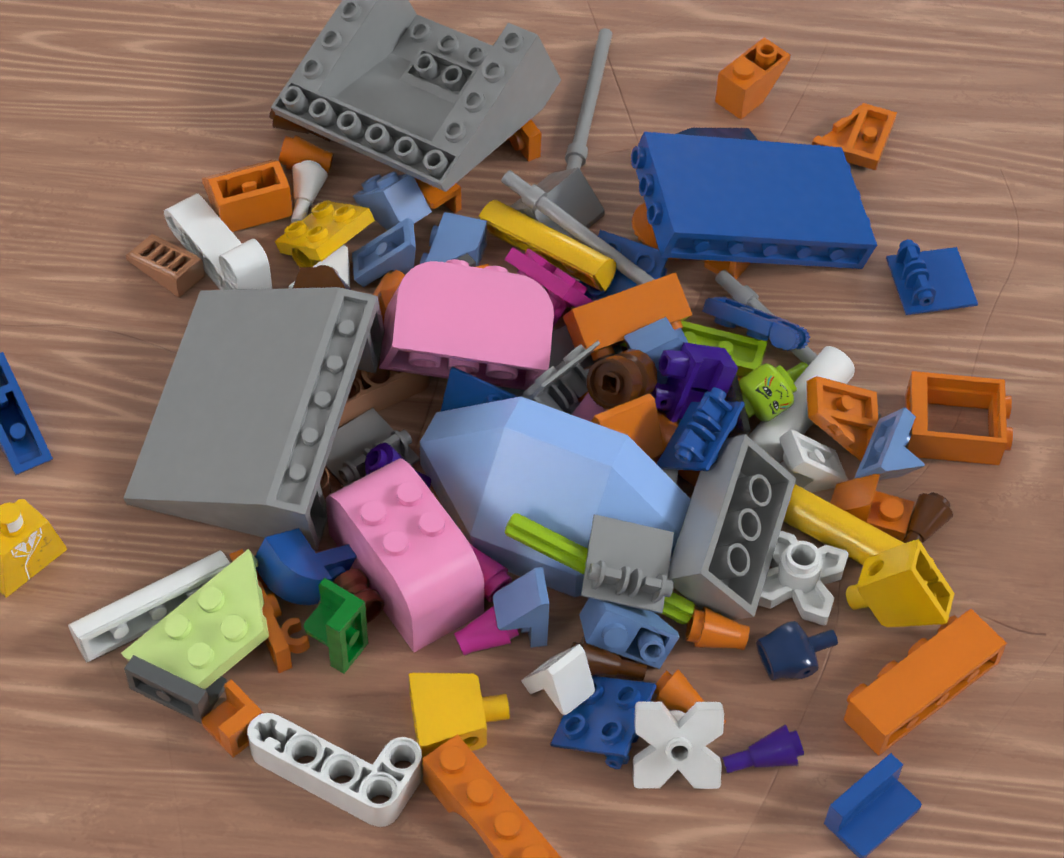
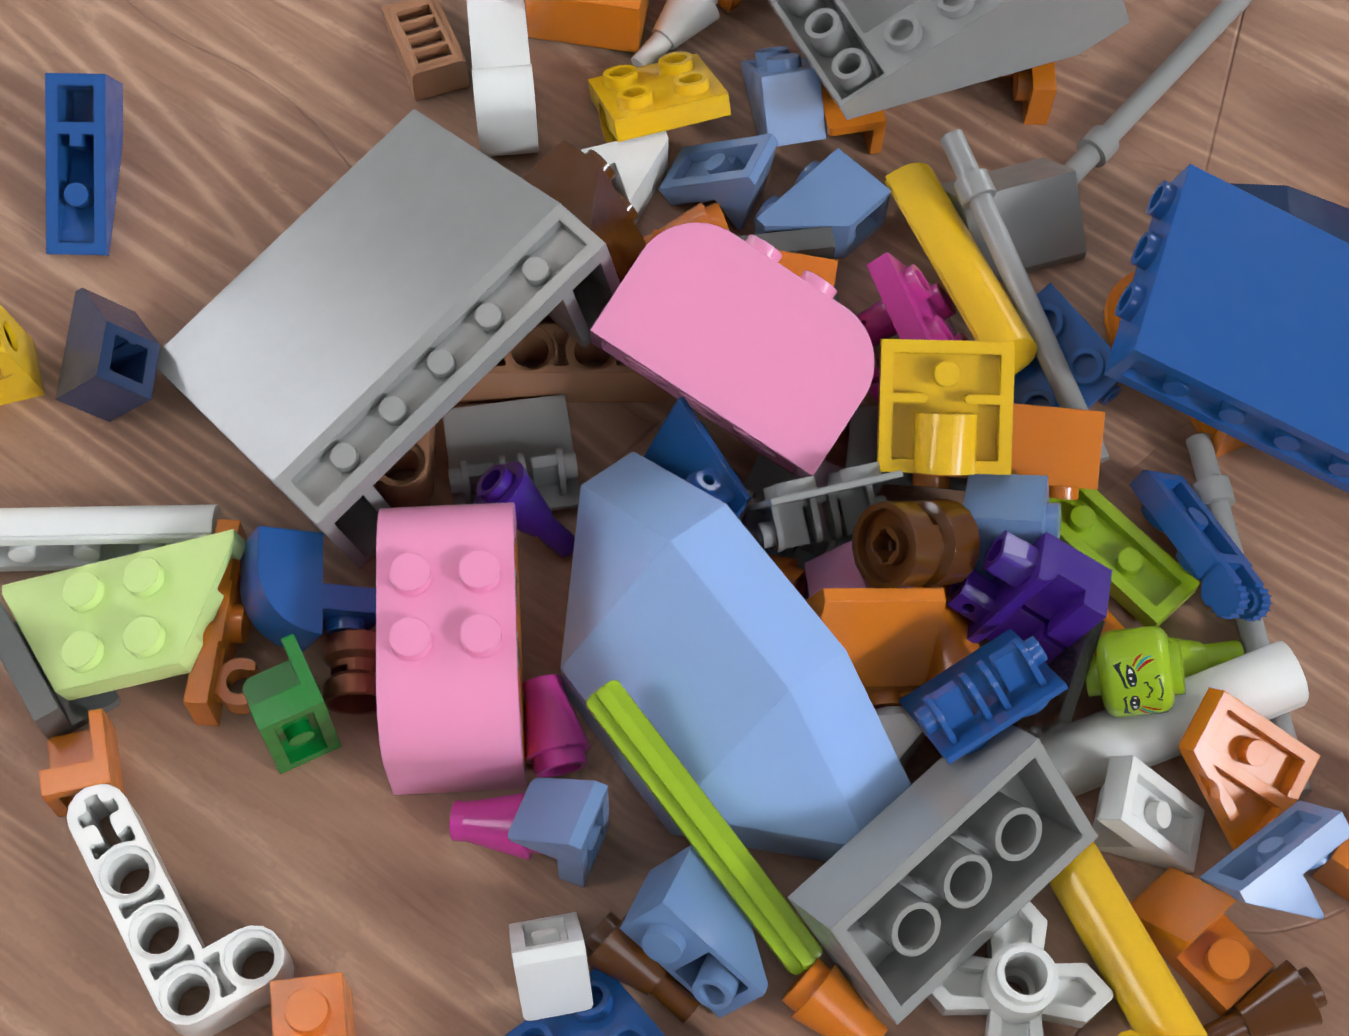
camera: 30 degrees right, 10 degrees up
(101, 508) = (106, 358): none -> dark blue slope
(452, 706) = (371, 925): yellow torso -> none
(596, 303) = (945, 406): none -> yellow plate
(628, 564) = (740, 847): light grey hinge -> none

